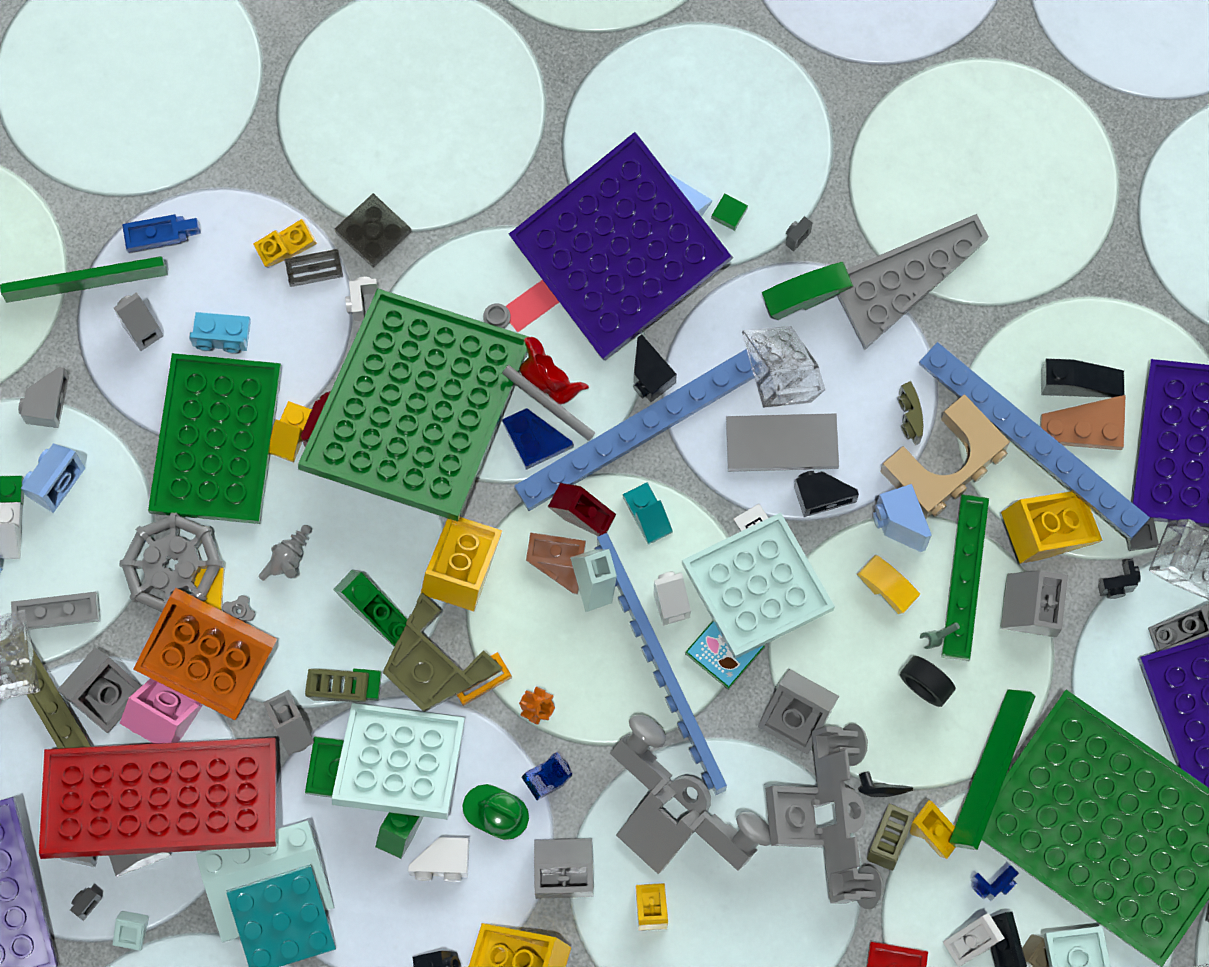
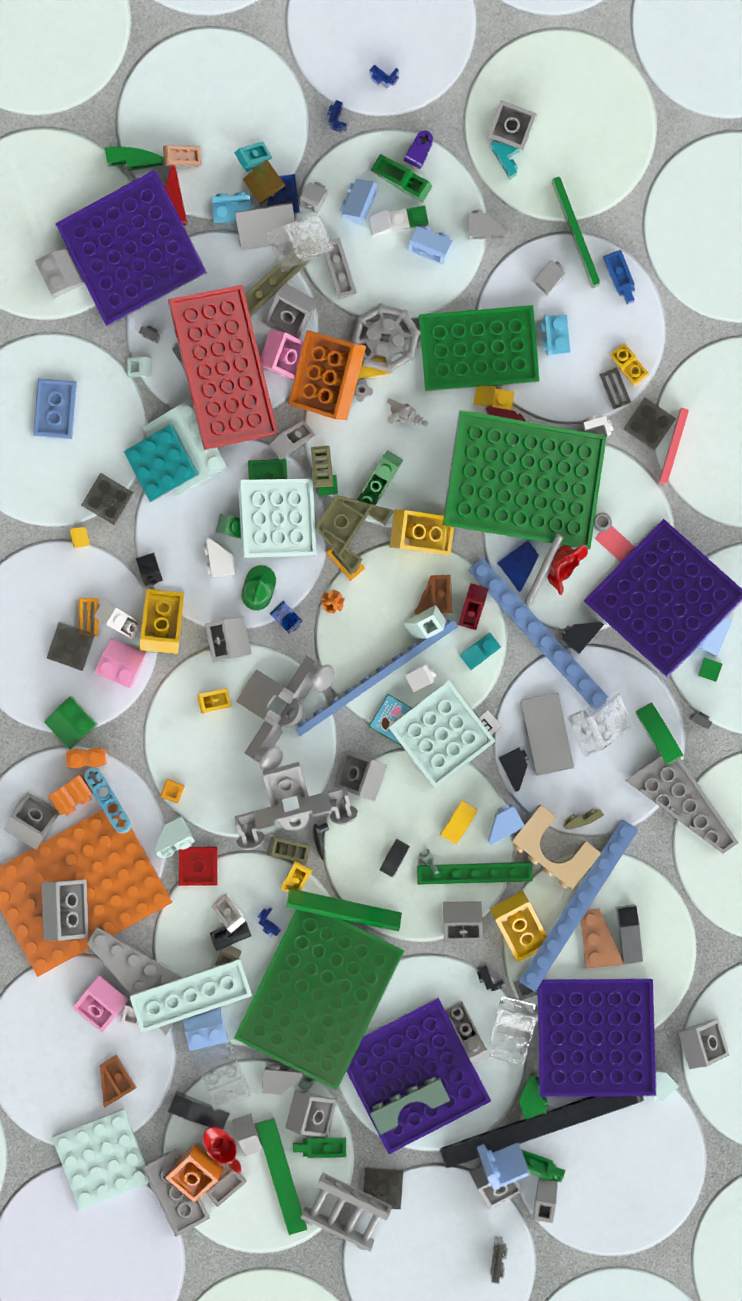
camera: 80 degrees right, 15 degrees up
(410, 203) = (673, 447): none -> coral tile

